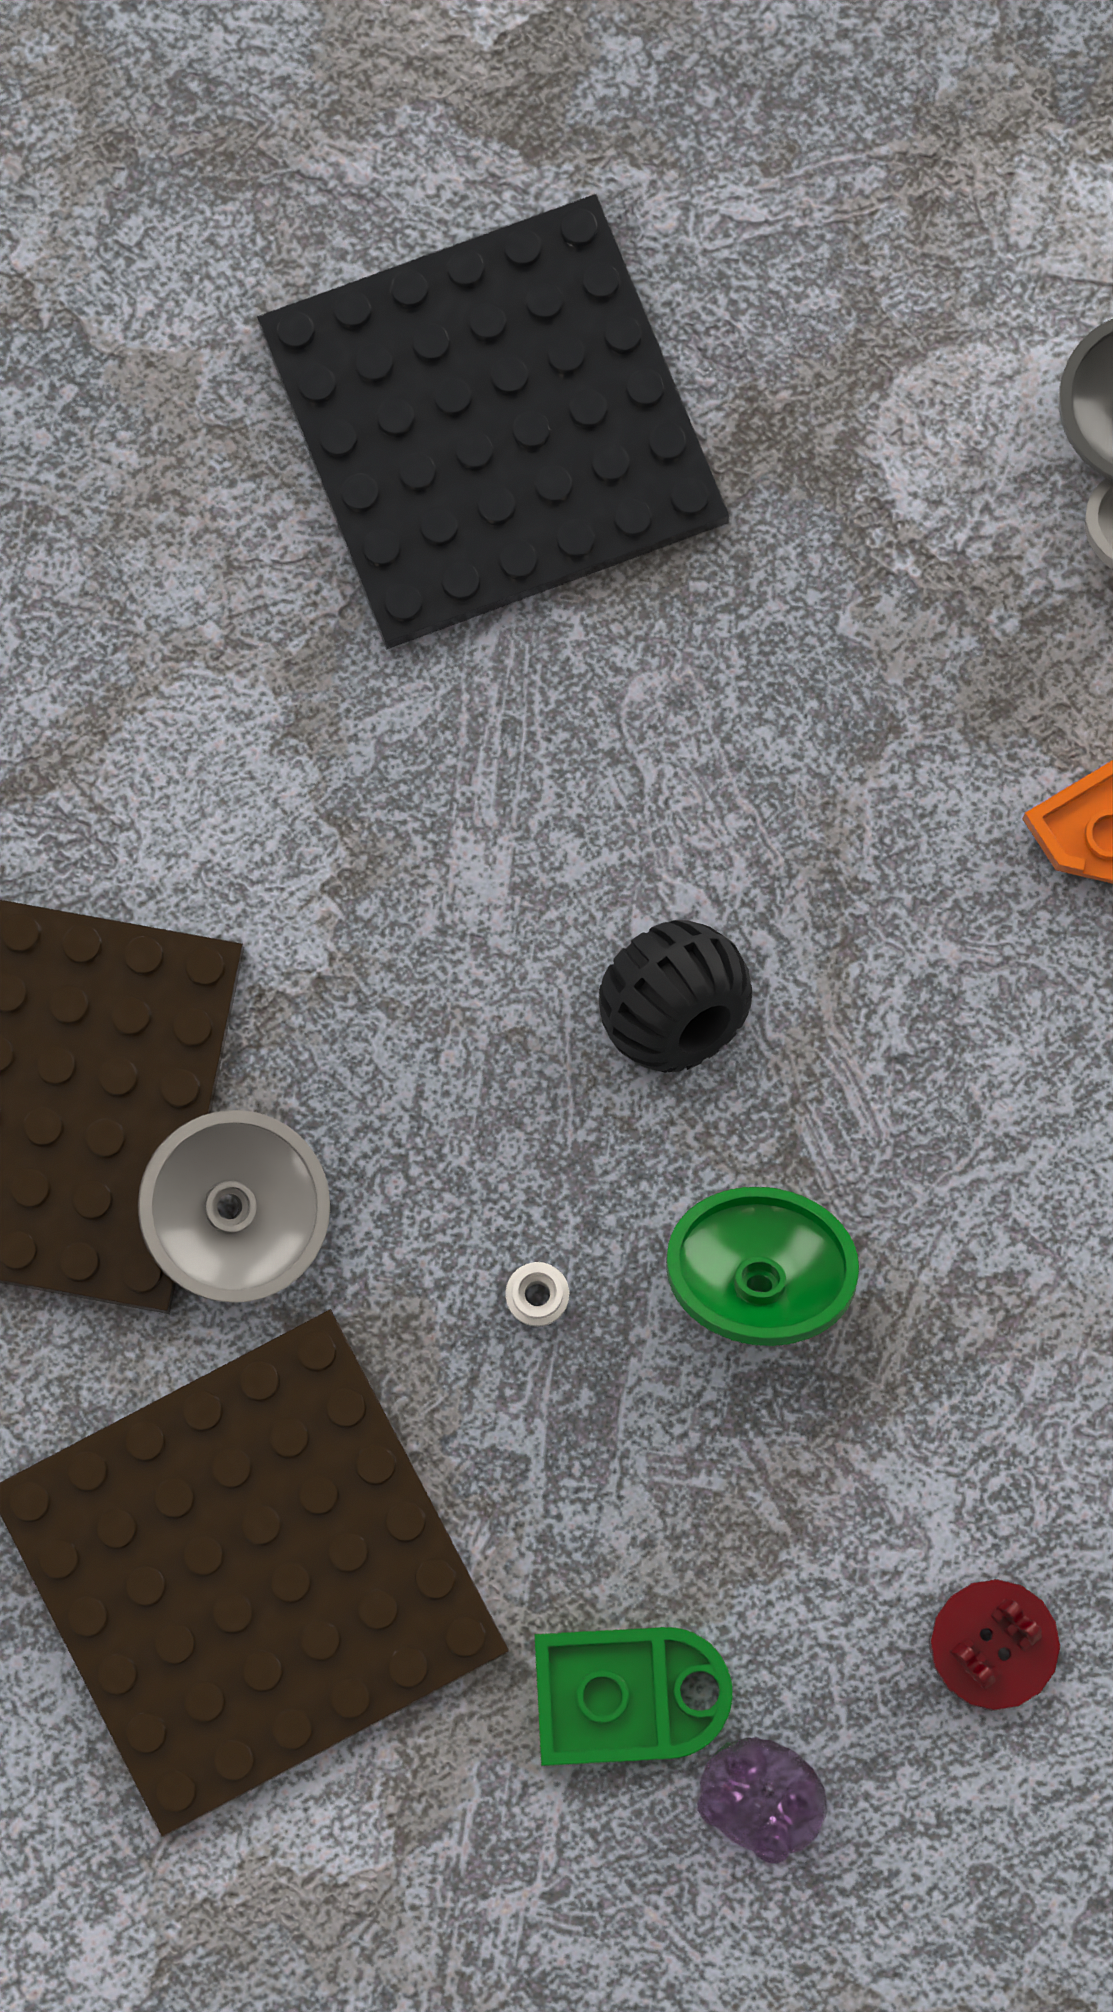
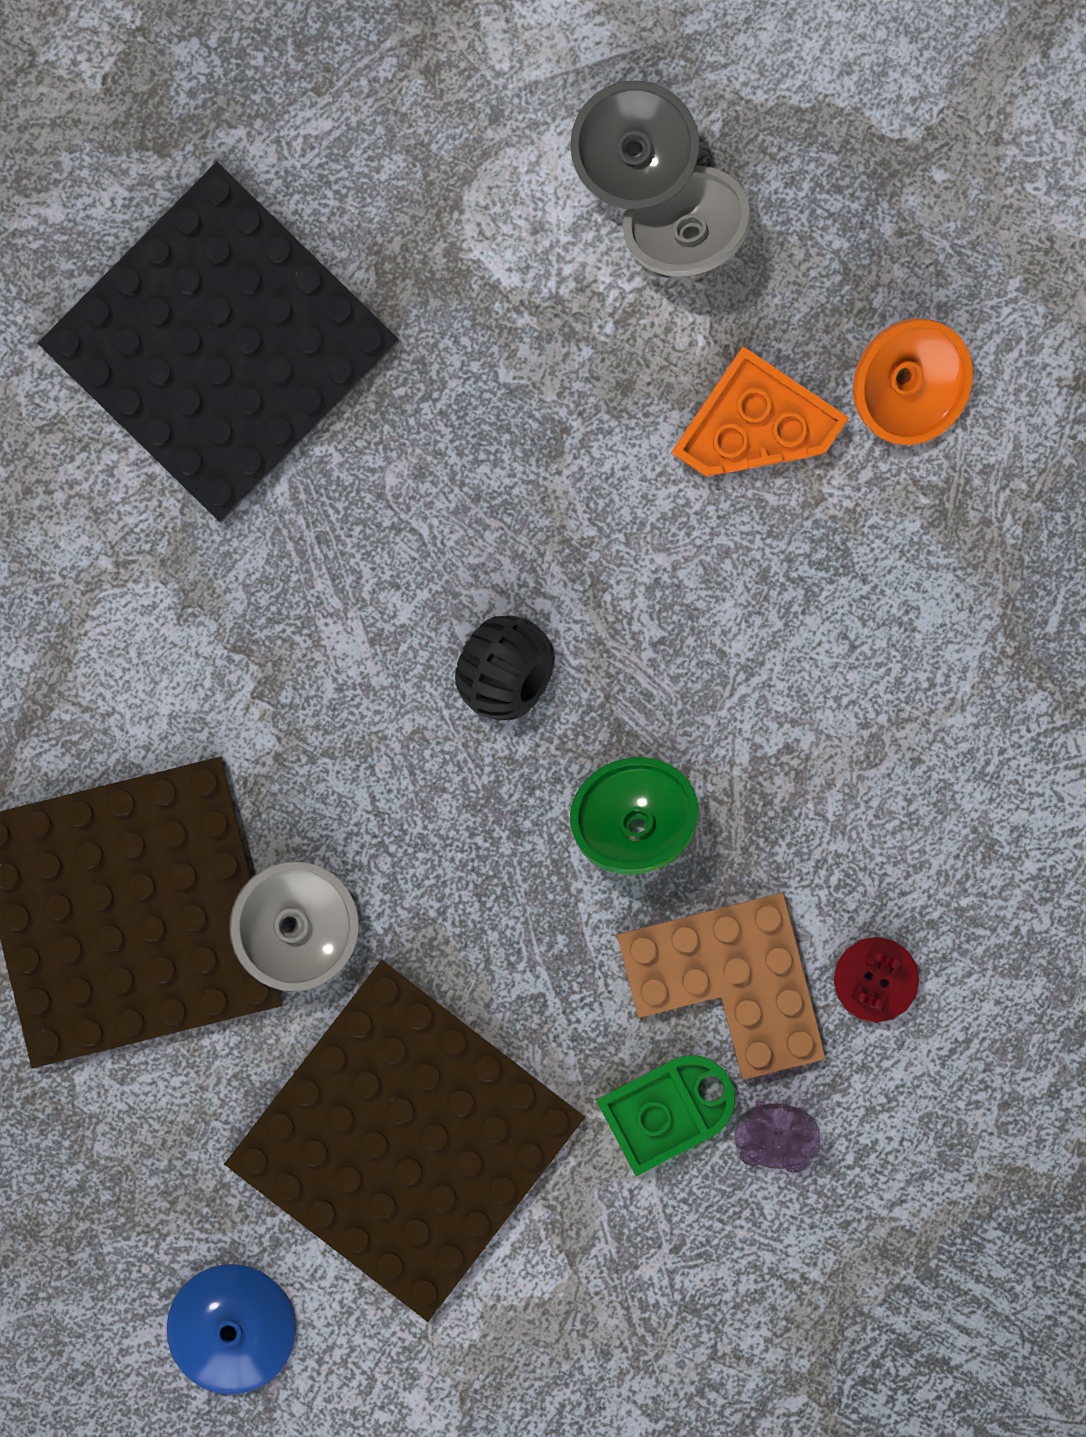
camera: 25 degrees left, 10 degrees up
(541, 1274) = (490, 897): white plate -> none
(826, 1533) = (747, 960): none -> medium nougat plate

